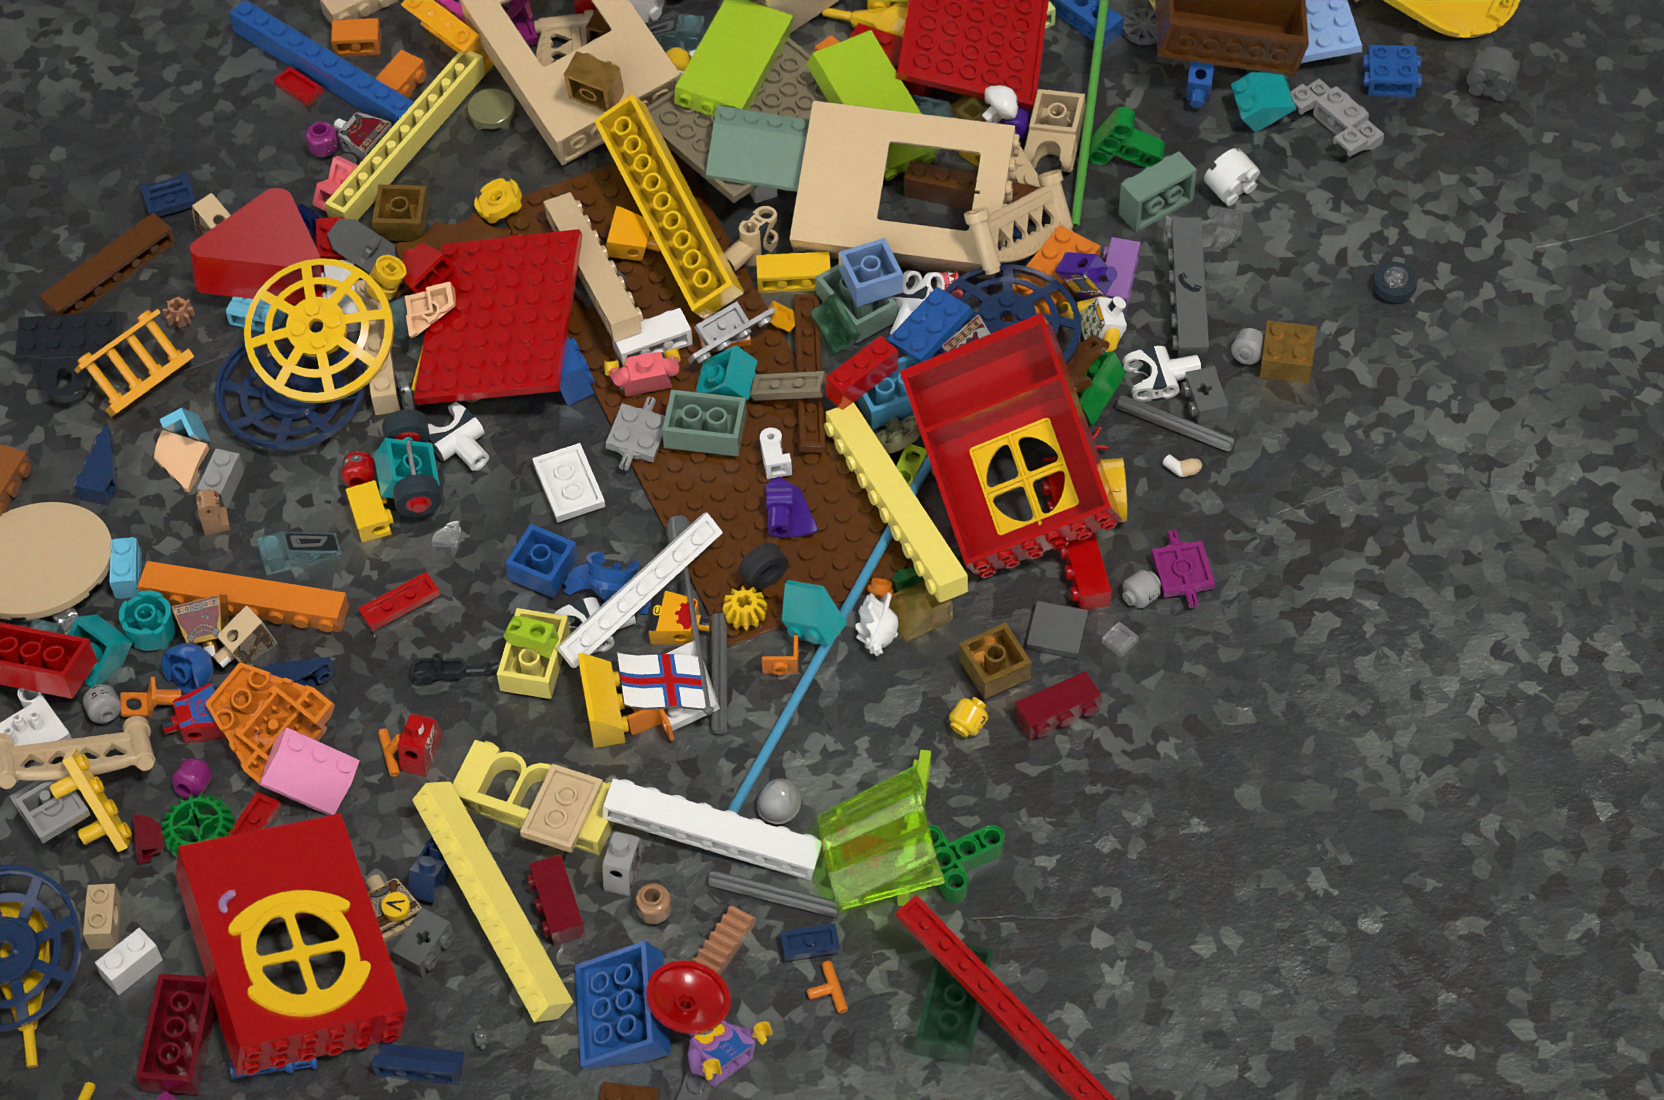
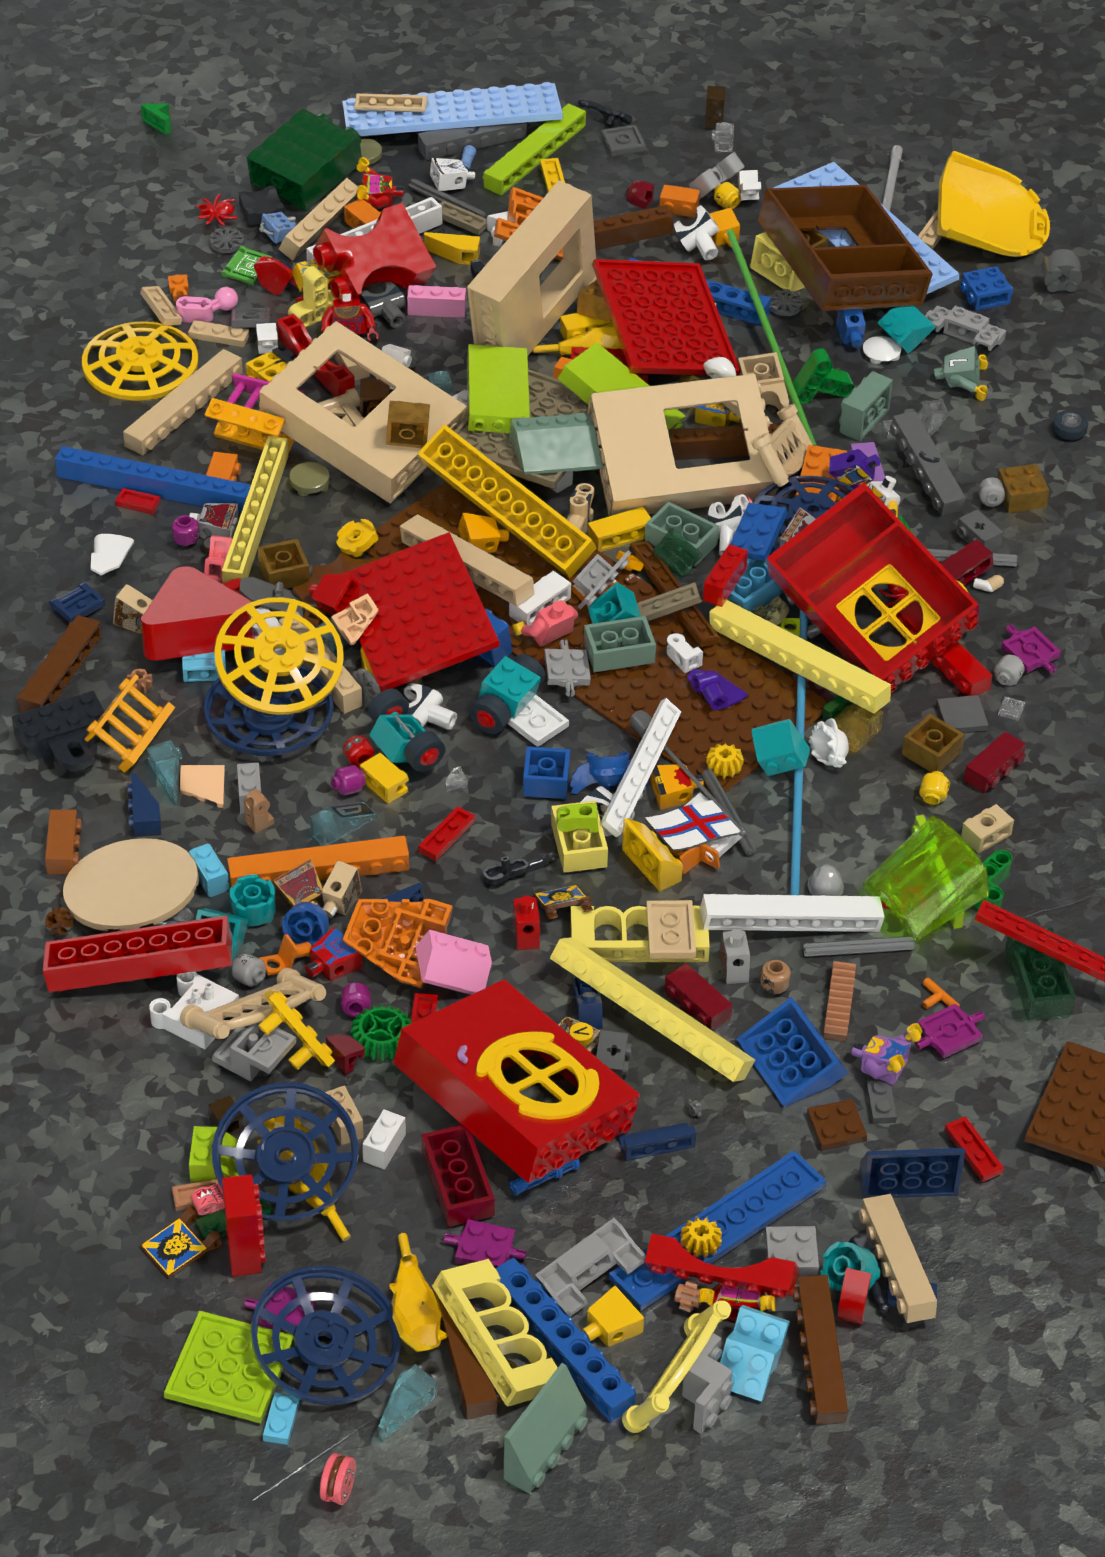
camera: 25 degrees left, 10 degrees down
(149, 428) = (165, 764): none -> clear light blue slope
(184, 422) = (199, 751): medium azure panel -> none
(230, 144) = (109, 552): none -> white panel
(328, 502) = (348, 780): none -> magenta head
(356, 37) = (169, 452): orange brick -> none
(388, 274) = (315, 599): yellow wheel -> none
(389, 749) = (501, 936): orange piece -> none
(474, 724) = (562, 898): none -> flag
(551, 445) = (506, 692): none -> brick
(688, 986) = (846, 1025): red dish -> none
(763, 566) = (724, 726): black tyre -> none
(782, 664) = (772, 792): orange bracket -> none
(810, 942) = (906, 969): dark blue plate -> none
(815, 1038) = (950, 1030): none -> magenta plate
(870, 272) = (692, 506): medium blue brick -> none
(879, 587) = (813, 720): orange plate -> none
(991, 800) = (987, 828): none -> tan brick
(1154, 438) = (969, 562): none -> dark red brick
(1160, 370) = (939, 527): white connector -> none
(1223, 118) = (881, 349): none -> white dish
(1232, 176) = (914, 382): white brick -> none
(1302, 173) = (963, 371): none -> sand green torso

